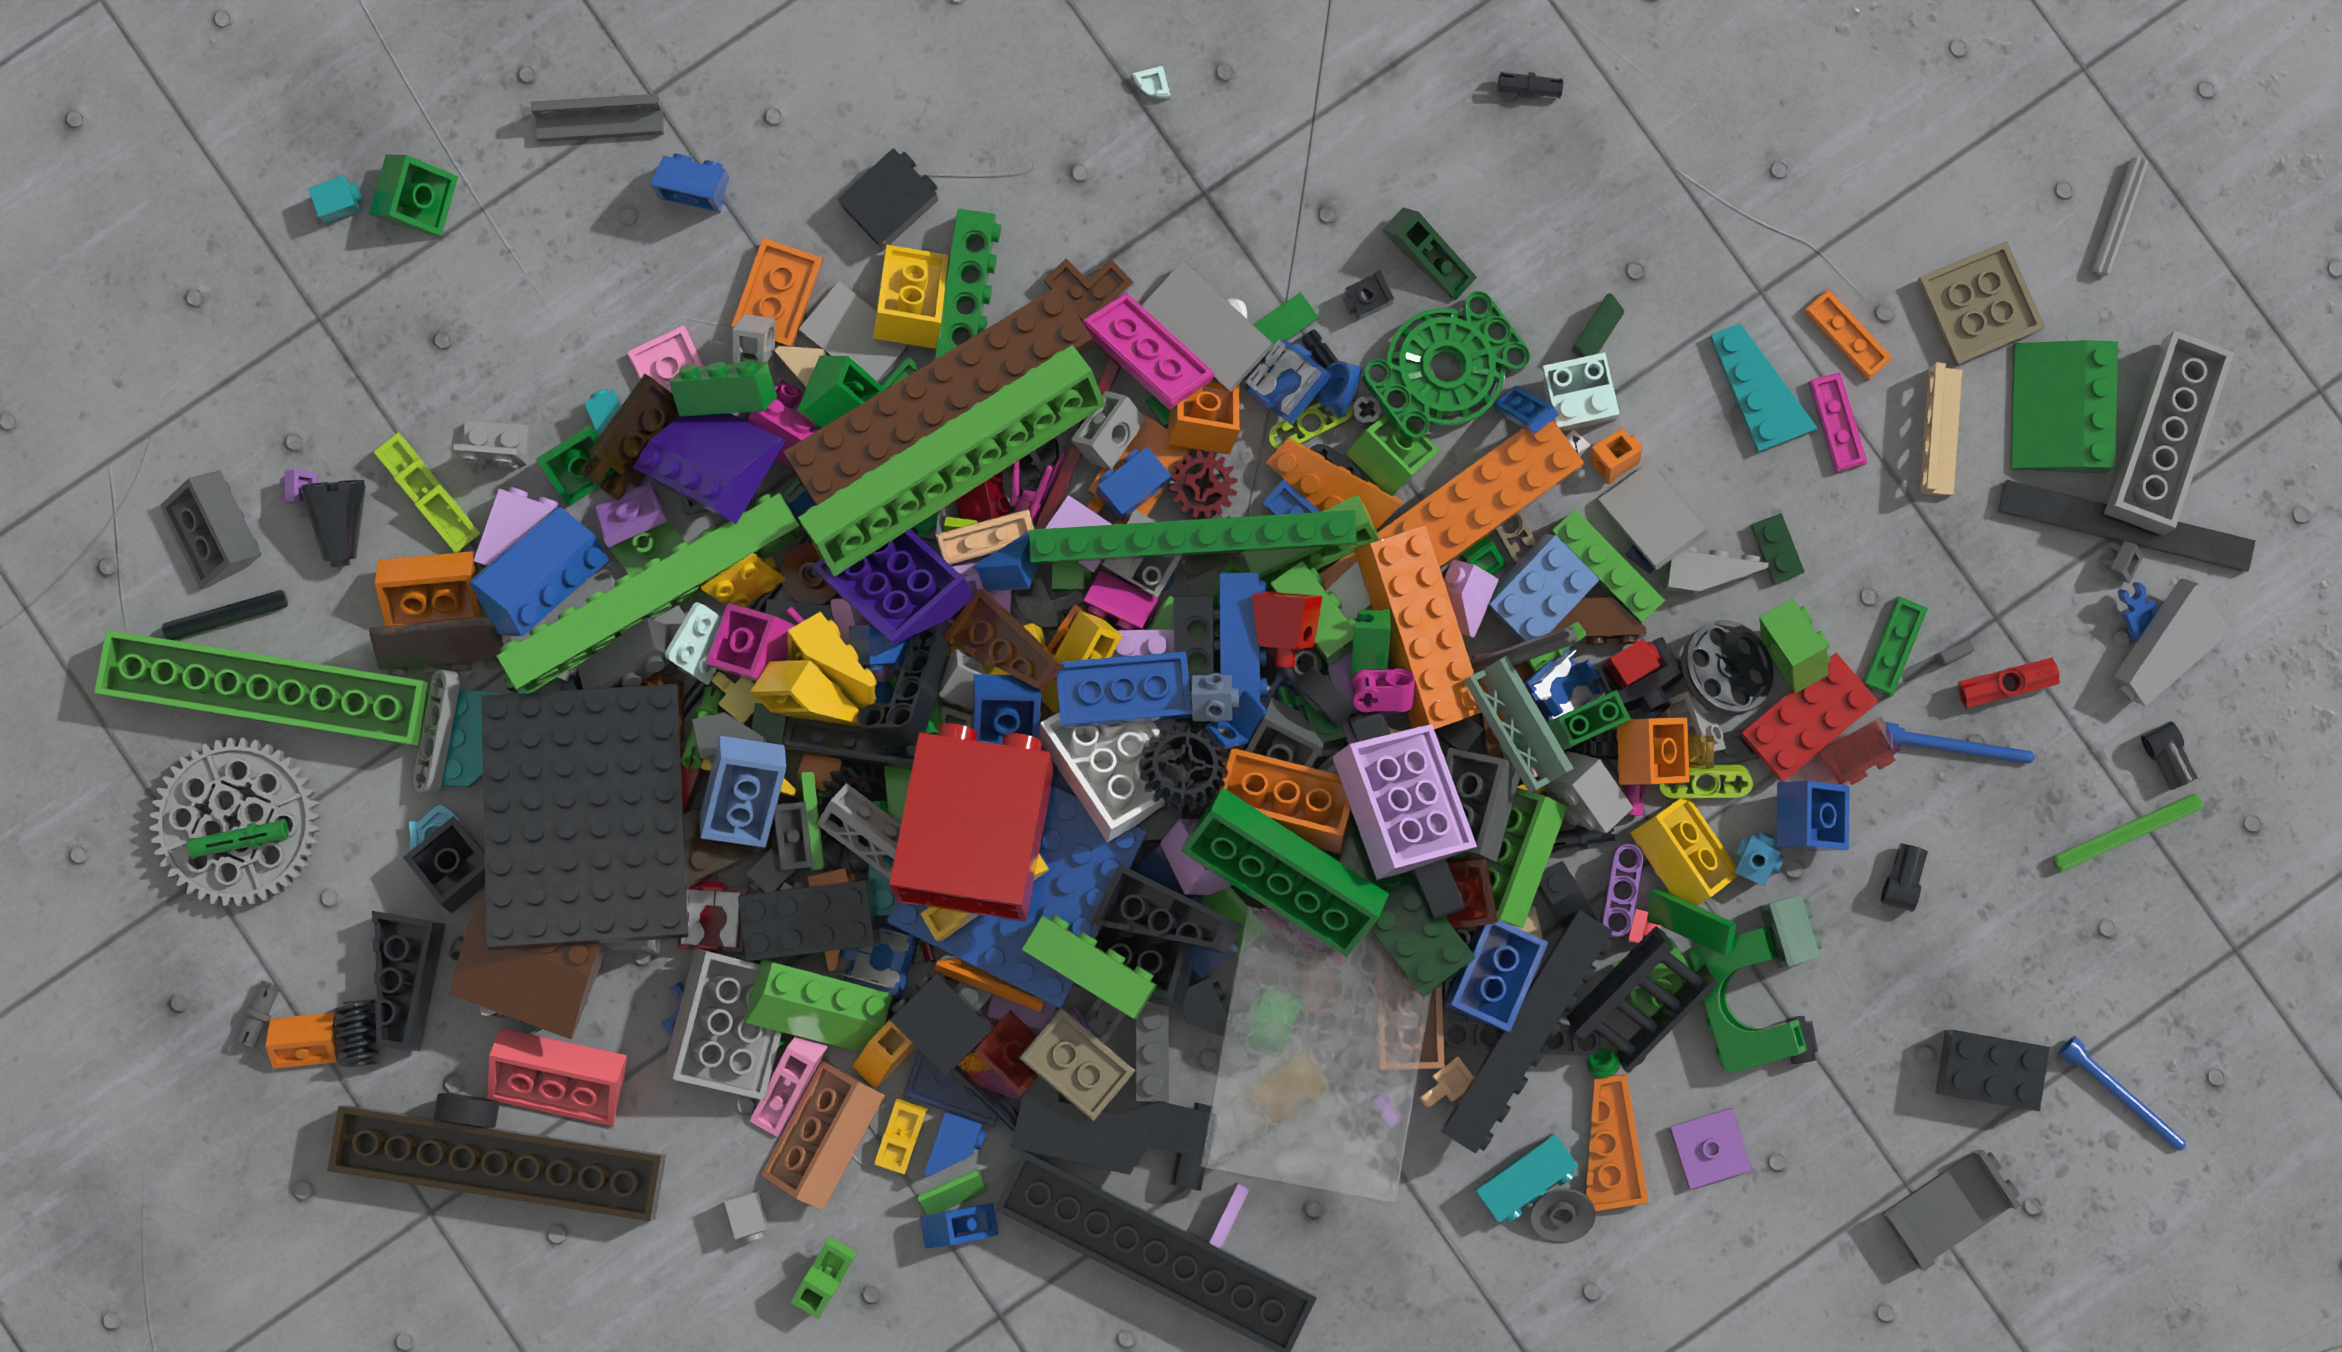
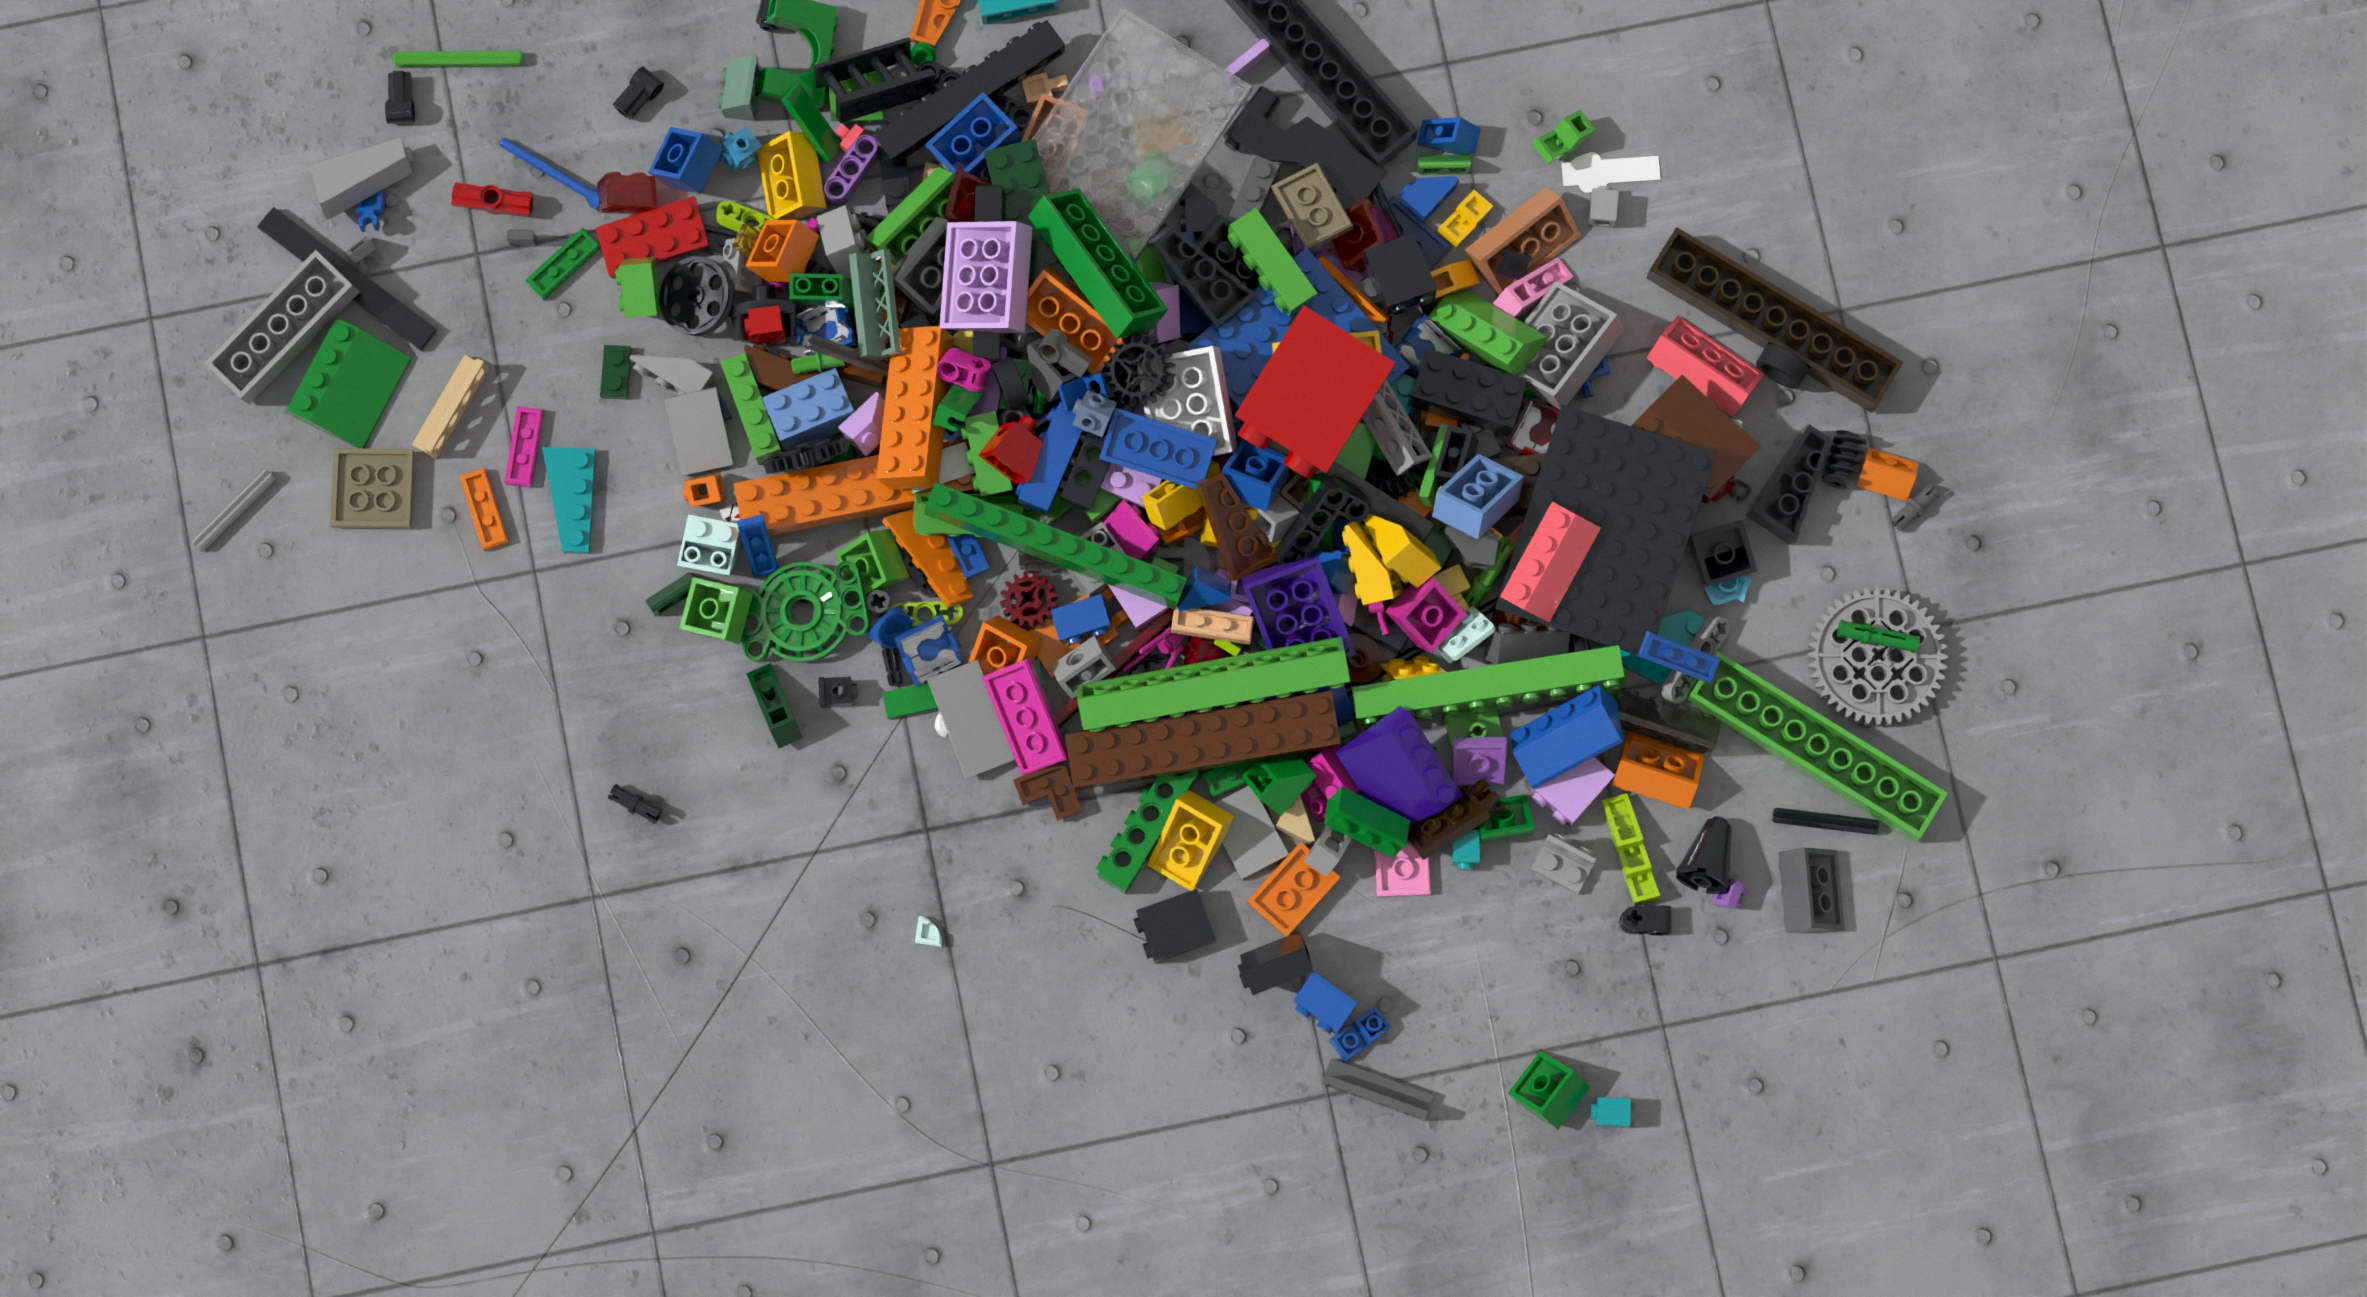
camera: 155 degrees left, 5 degrees down
(373, 422) = (1651, 920): none -> black piece
(448, 711) = (1678, 657): none -> blue tile
(631, 751) = (1550, 562): none -> coral slope
(636, 176) = (1360, 1034): none -> blue slope
(760, 197) = (1275, 963): none -> black brick
(775, 1256) = (1591, 171): none -> white sticker
(819, 1098) = (1514, 264): none -> black tile
(1285, 753) = (1057, 349): none -> dark grey piece
(1518, 526) = (806, 455): none -> black gear
(1539, 322) = (716, 610): none -> bright green brick

